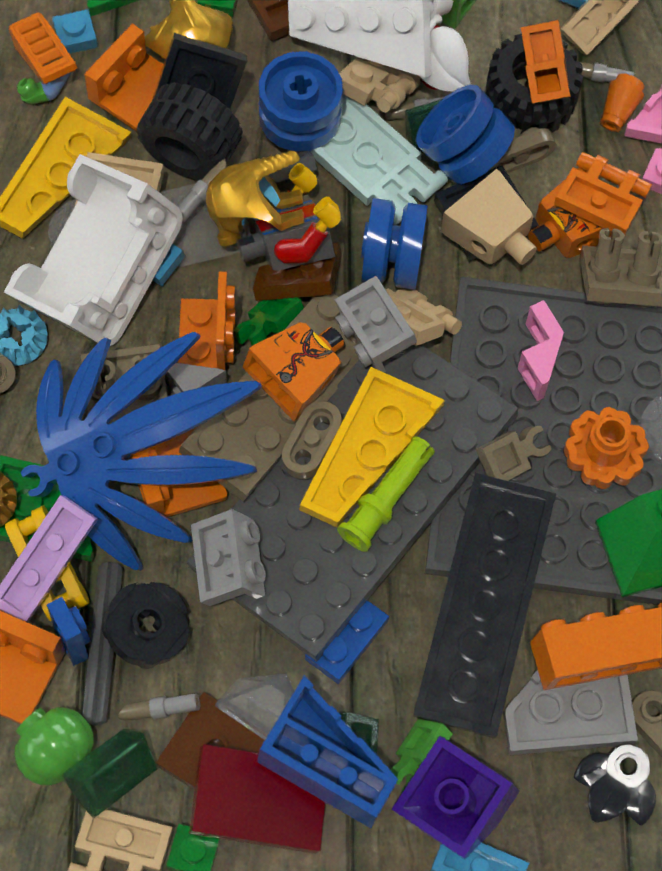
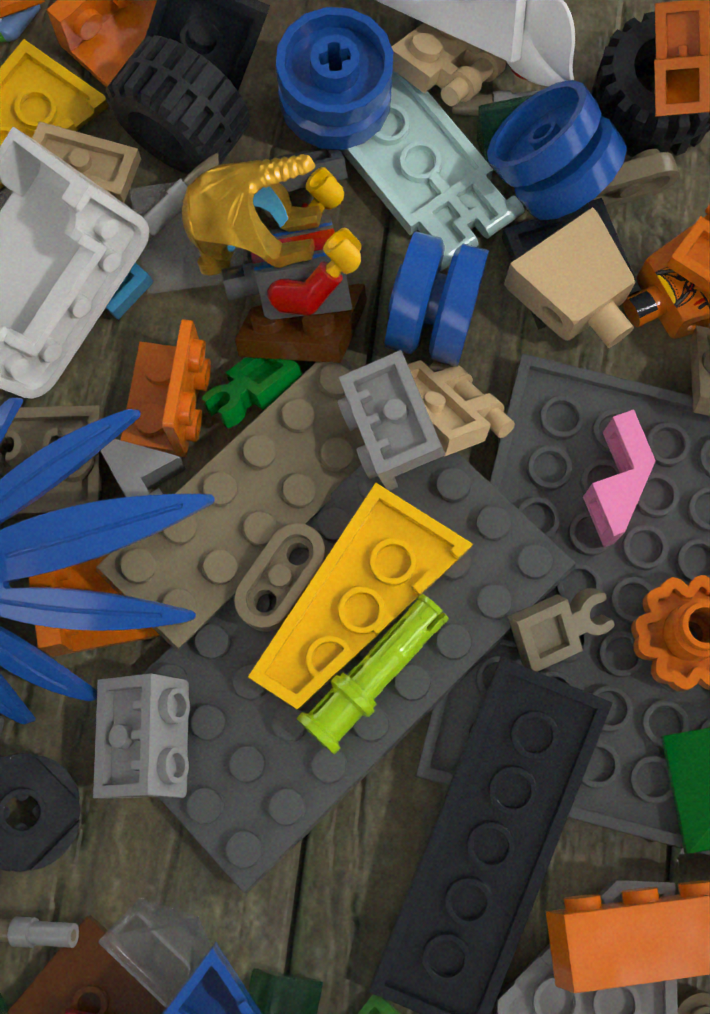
camera: 10 degrees right, 10 degrees up
(295, 365) = (272, 467): orange torso -> none
(351, 642) = (302, 865): blue plate -> none

